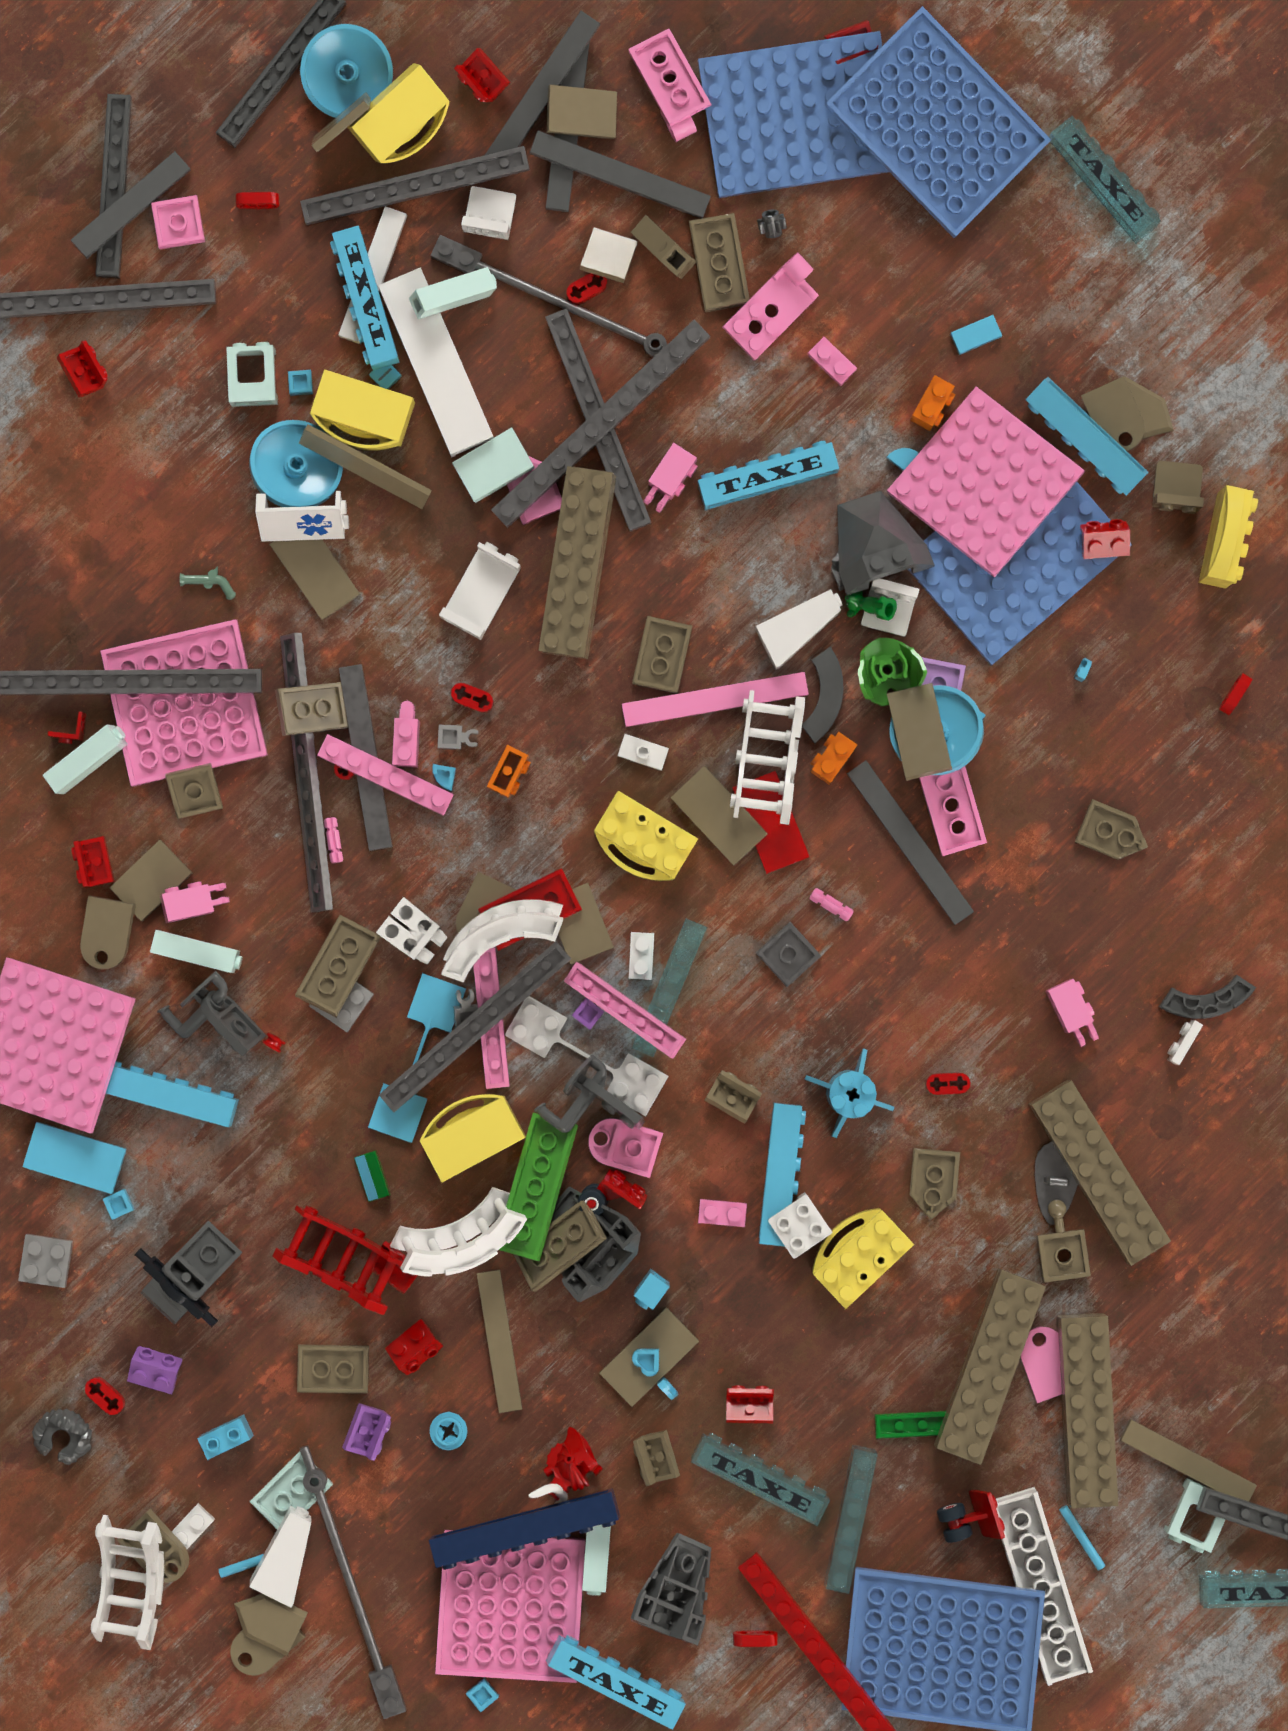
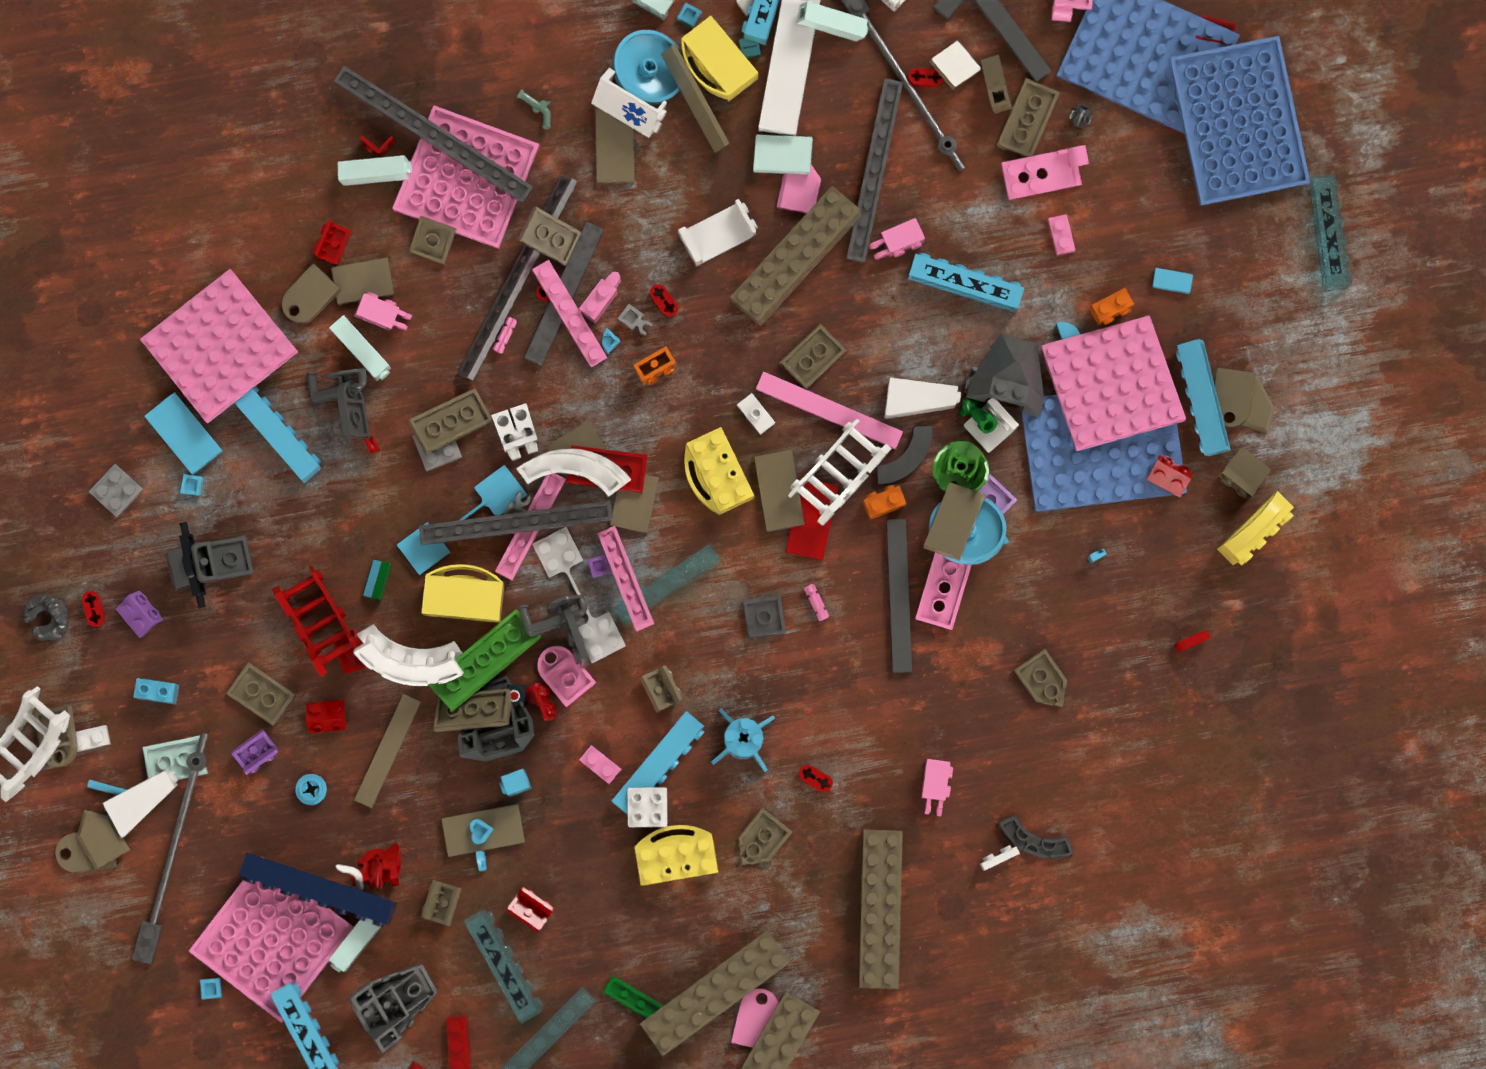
camera: 25 degrees right, 5 degrees down
(601, 423) = (875, 173): flat silver plate -> none
(641, 955) = (662, 551): white plate -> none
(1052, 1180) = (843, 897): flat silver shield -> none
(1052, 1243) = (830, 945): dark tan plate -> none

